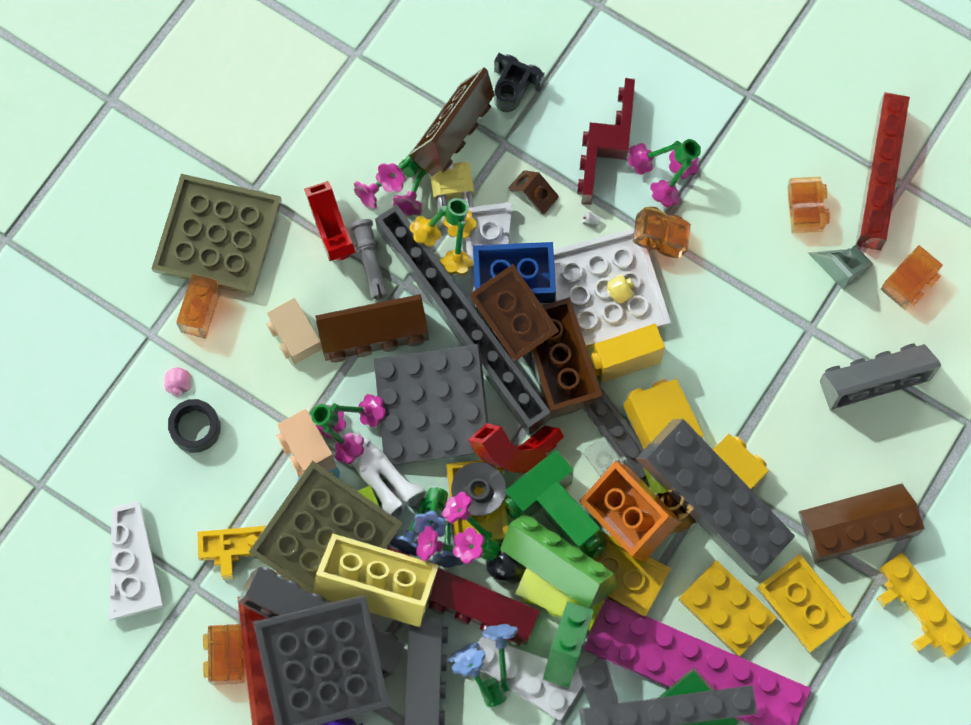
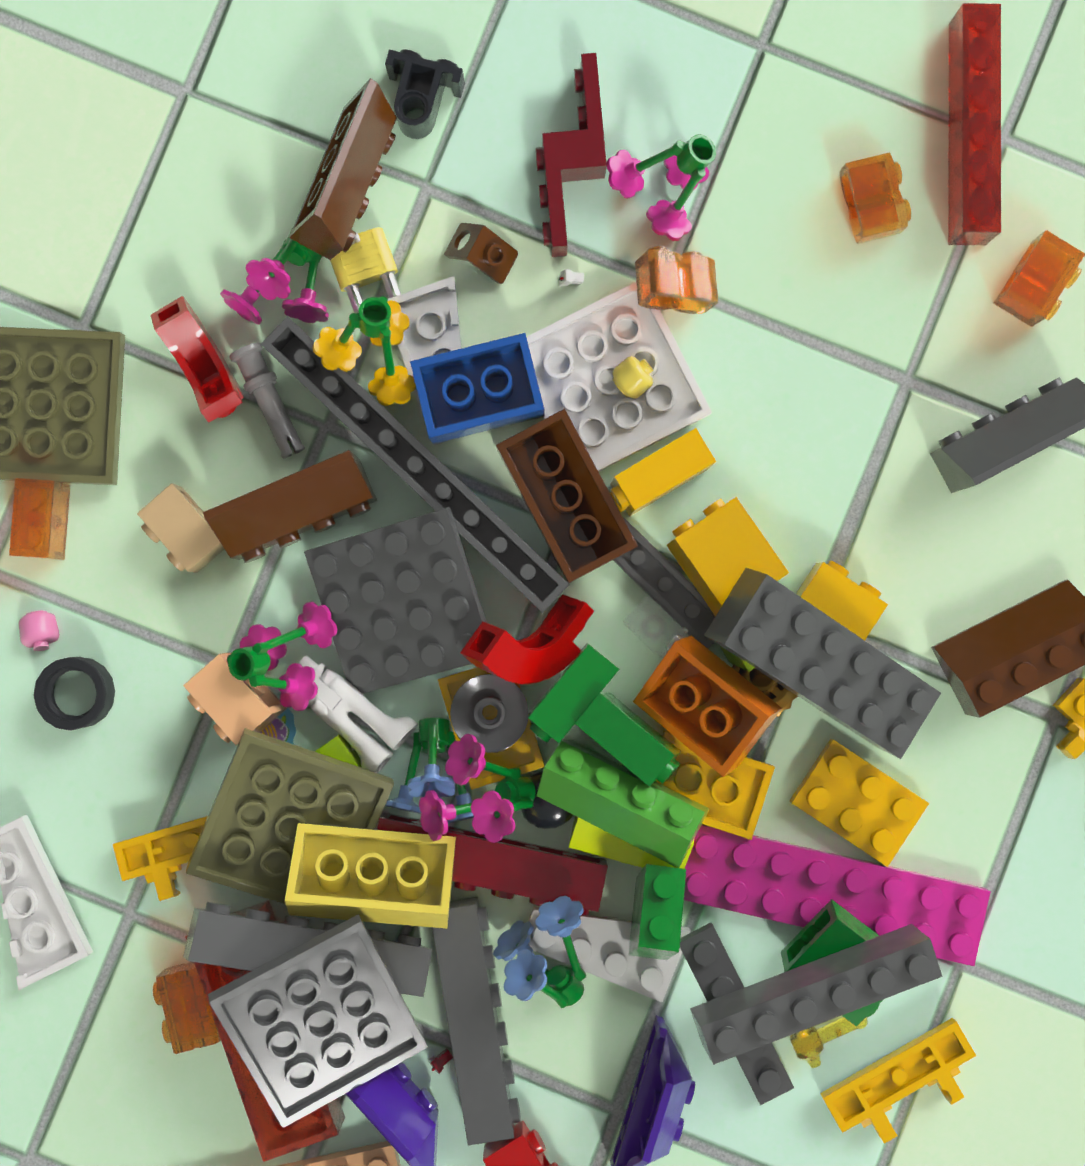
camera: 15 degrees left, 15 degrees up
(513, 312) = (488, 452): reddish brown plate -> none
(804, 603) = (963, 776): yellow plate -> none
(843, 264) = (937, 277): sand green slope -> none

